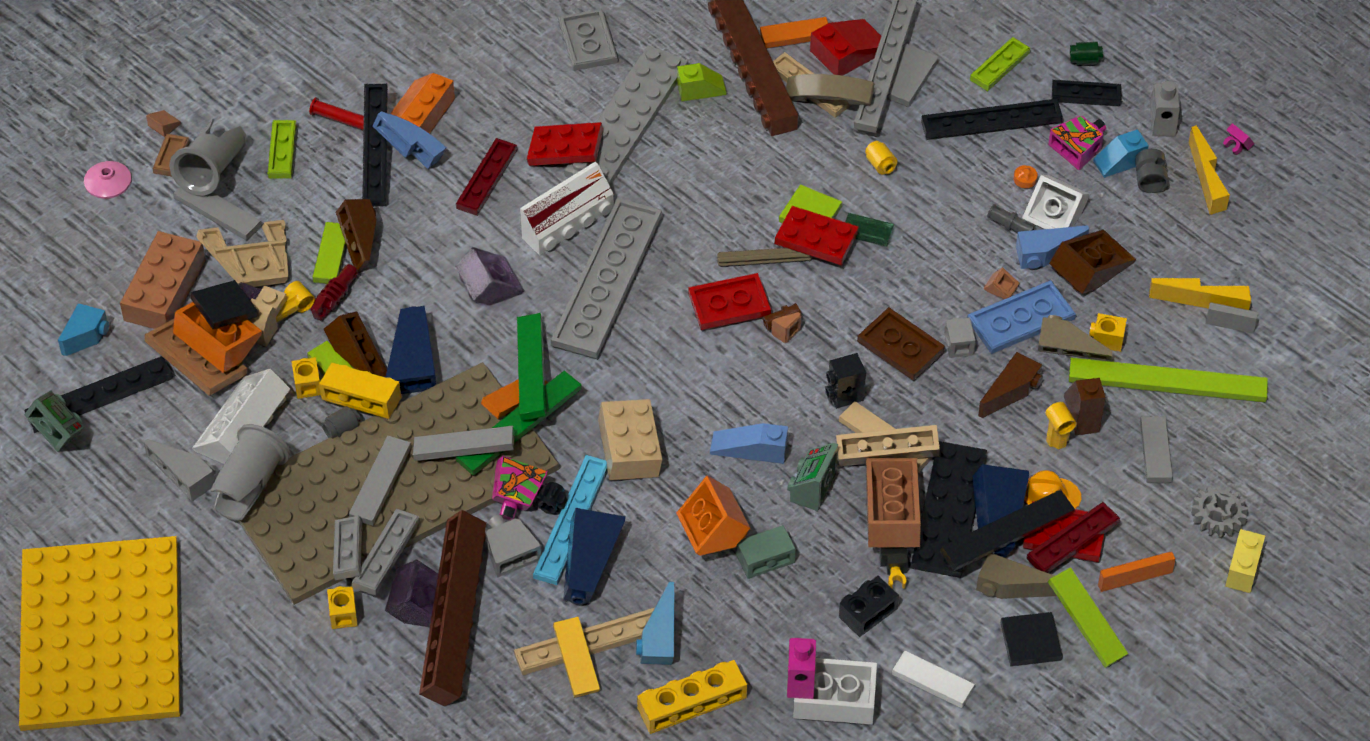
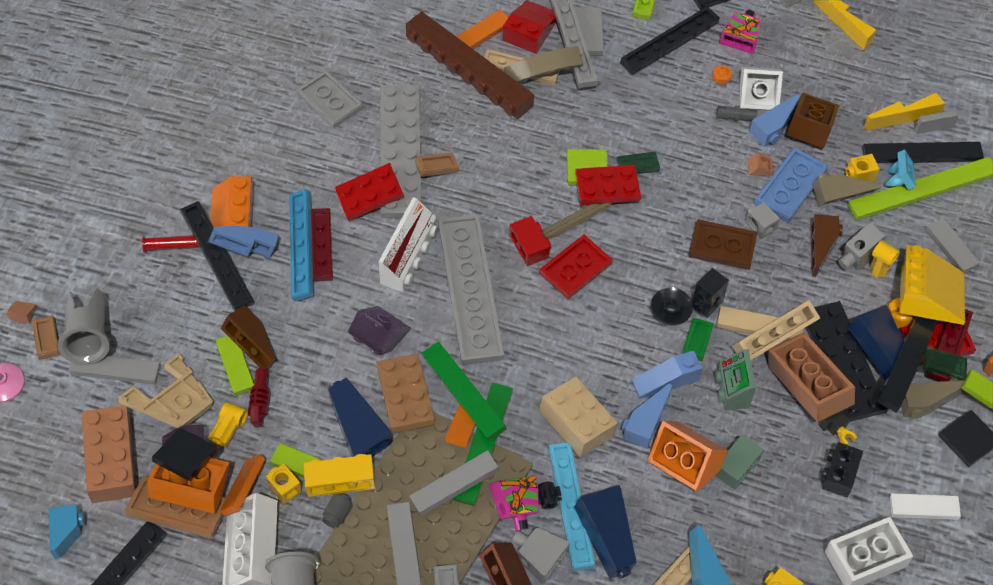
camera: 30 degrees left, 5 degrees up
(266, 360) = (242, 485): none -> orange tile
(268, 305) = (216, 433): tan brick -> none
(282, 149) = (138, 292): lime tile -> none
(354, 344) = (307, 437): reddish brown slope -> none
(465, 168) = (301, 245): none -> dark azure tile
(474, 346) = (405, 393): none -> medium nougat plate
(652, 145) = (436, 164): none -> medium nougat tile
(689, 472) = (645, 418): none -> medium blue slope
(697, 257) = (529, 240): none -> red brick
(699, 82) = (438, 99): lime slope -> none
(785, 310) = (624, 259): reddish brown pin -> none
(786, 326) = (631, 269): nougat slope -> none
(801, 371) = (672, 299): none -> black dish
(801, 661) = (846, 549): dark pink torso -> none
(810, 423) = (698, 337): none -> green tile
(881, 157) = (612, 103): yellow brick -> none
(1037, 403) = (860, 248): none -> light grey torso
(1045, 550) = (945, 363): none -> clear green tile
(1086, 403) = (896, 229): reddish brown slope -> none
(1090, 472) = (931, 287): none -> yellow slope
(1120, 153) = (779, 29): dark azure slope -> none
(1151, 170) = (808, 33): dark grey wheel -> none
(1154, 351) = (903, 171): none -> medium azure tile
(1195, 343) = (926, 151): none -> black tile

